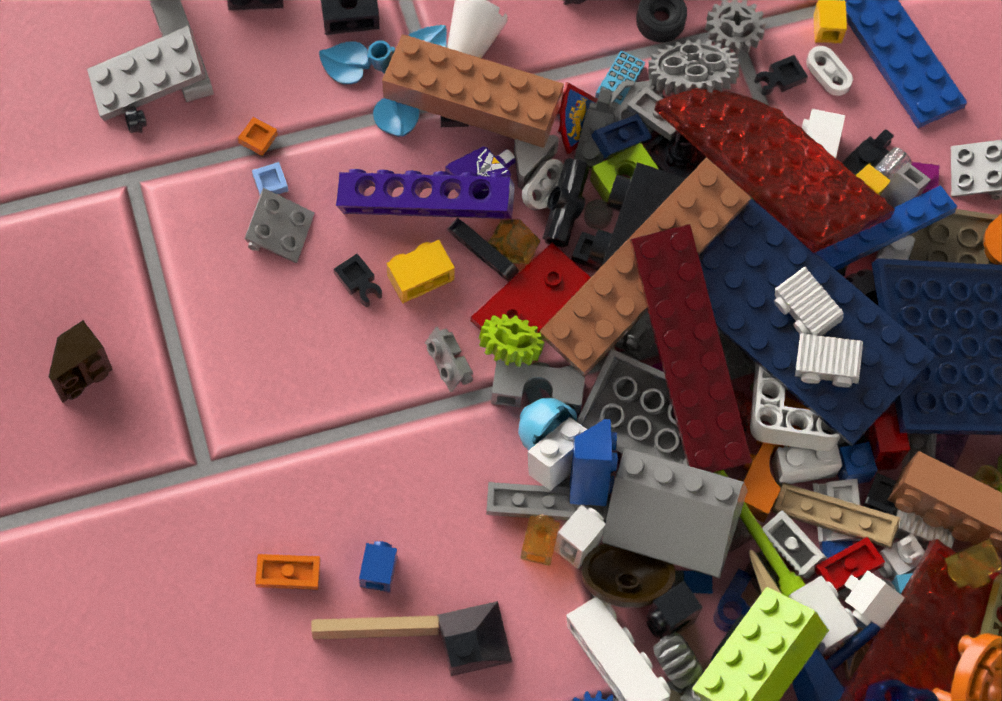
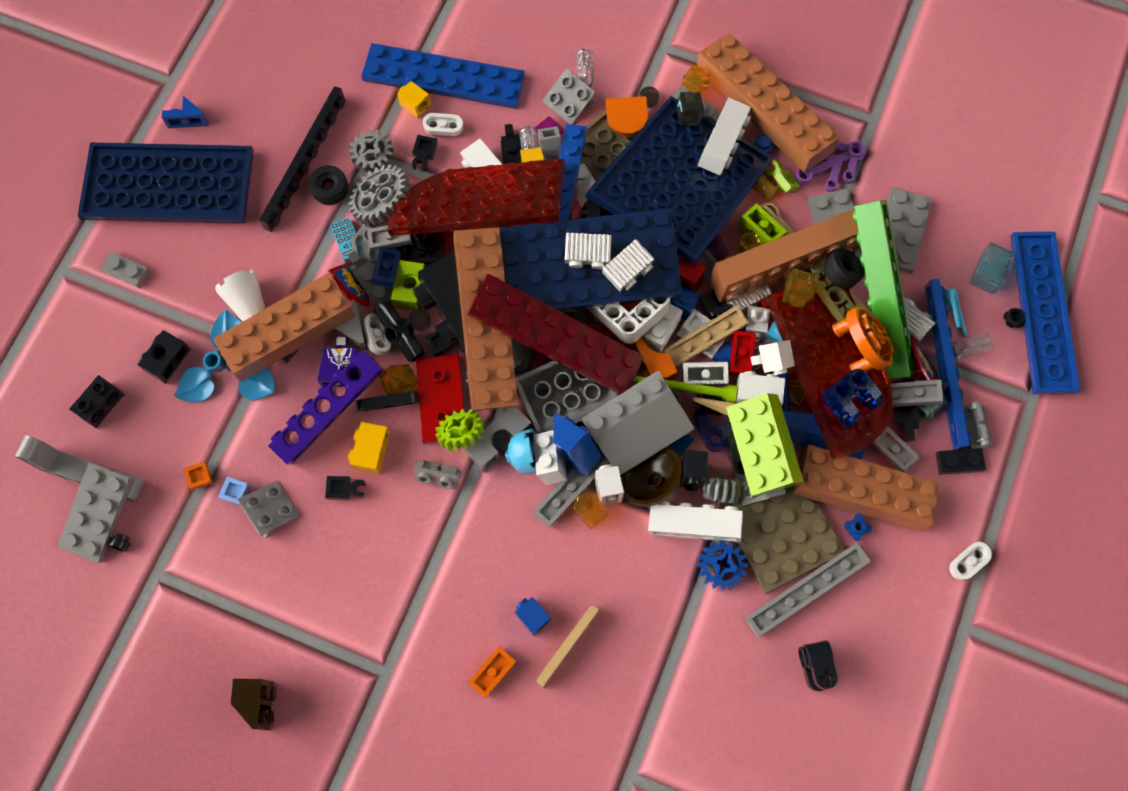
camera: 45 degrees left, 5 degrees up
(474, 638) = (617, 593): black slope -> none

